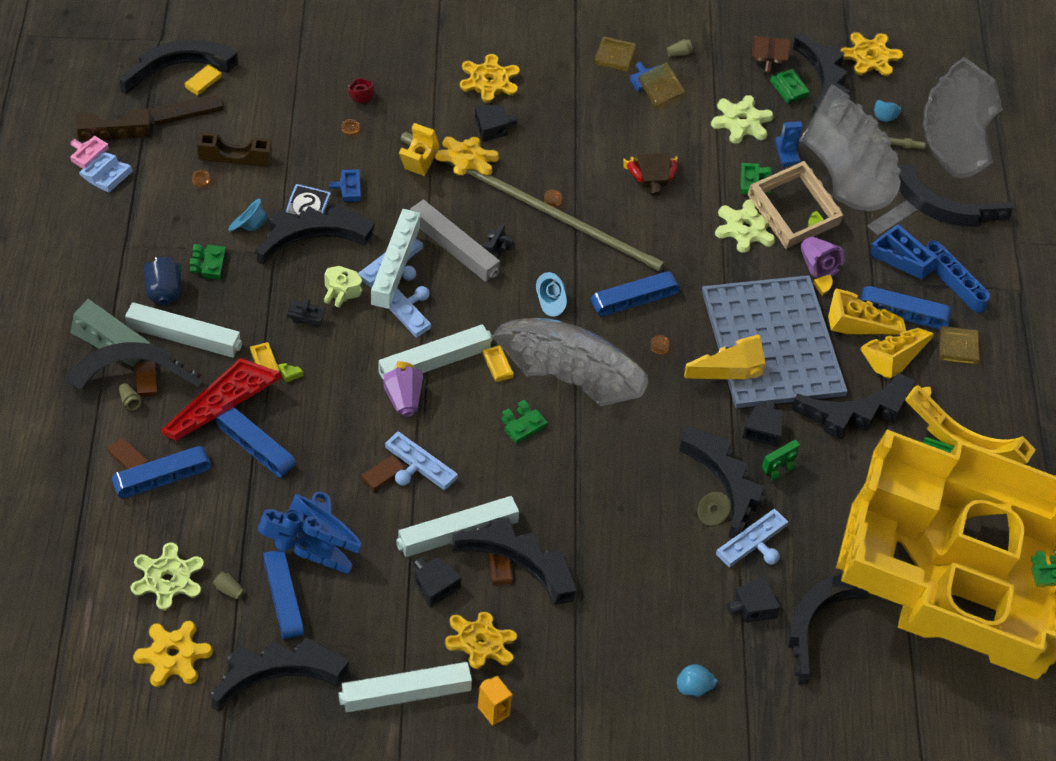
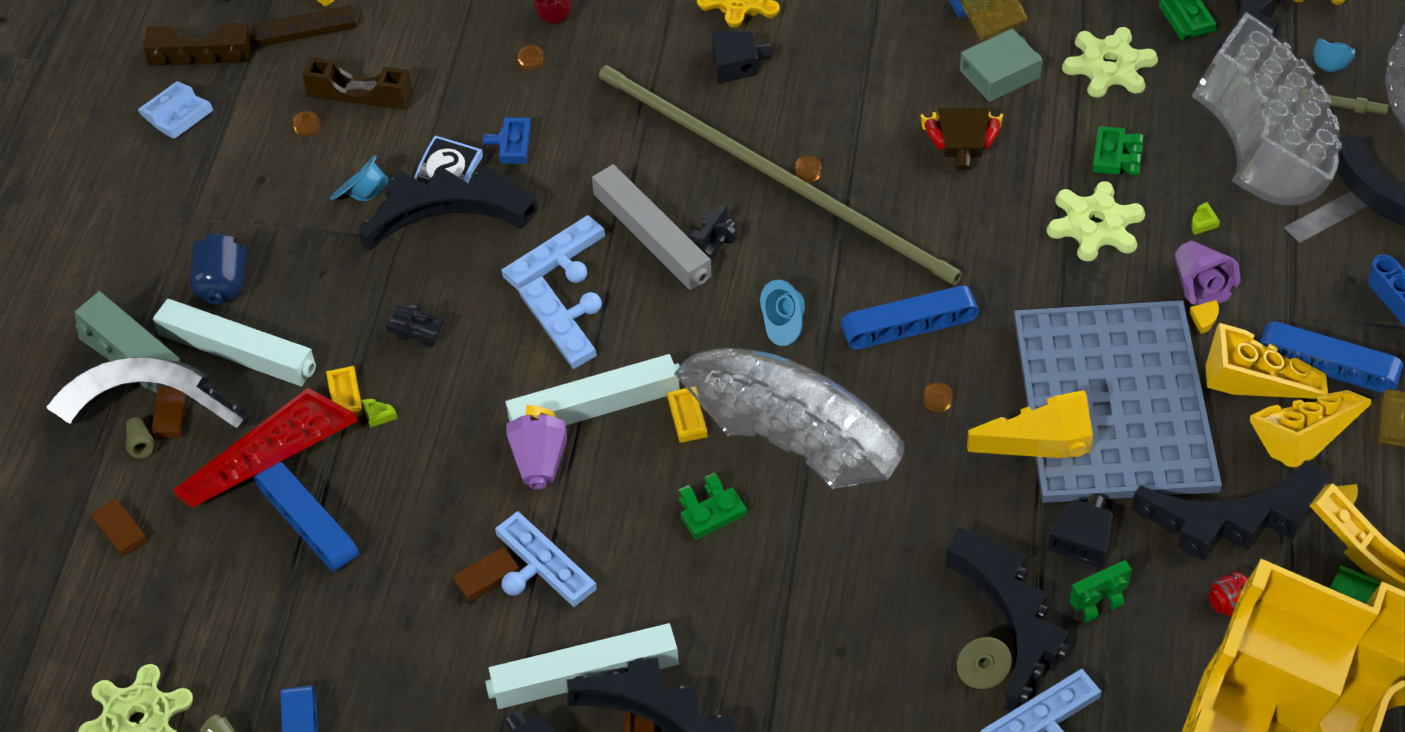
camera: 15 degrees right, 0 degrees up
(87, 151) = (155, 79): bright pink plate -> none
(161, 472) = (160, 554): blue beam -> none
(213, 260) = (299, 242): green plate -> none
(315, 530) = (366, 661): blue piece -> none
(341, 286) = (473, 288): yellowish green hinge -> none
(395, 259) = (555, 250): light aqua brick -> none
(424, 141) = (624, 80): yellow piece -> none
(467, 155) = (690, 103): yellow plate -> none
(671, 123) = (1001, 64): none -> sand green brick
(774, 219) = (1186, 139): tan window -> none
(788, 143) = (1174, 100): blue bracket -> none
(860, 457) = (1226, 592): none -> red head
(903, 252) = (1335, 271): blue wedge -> none

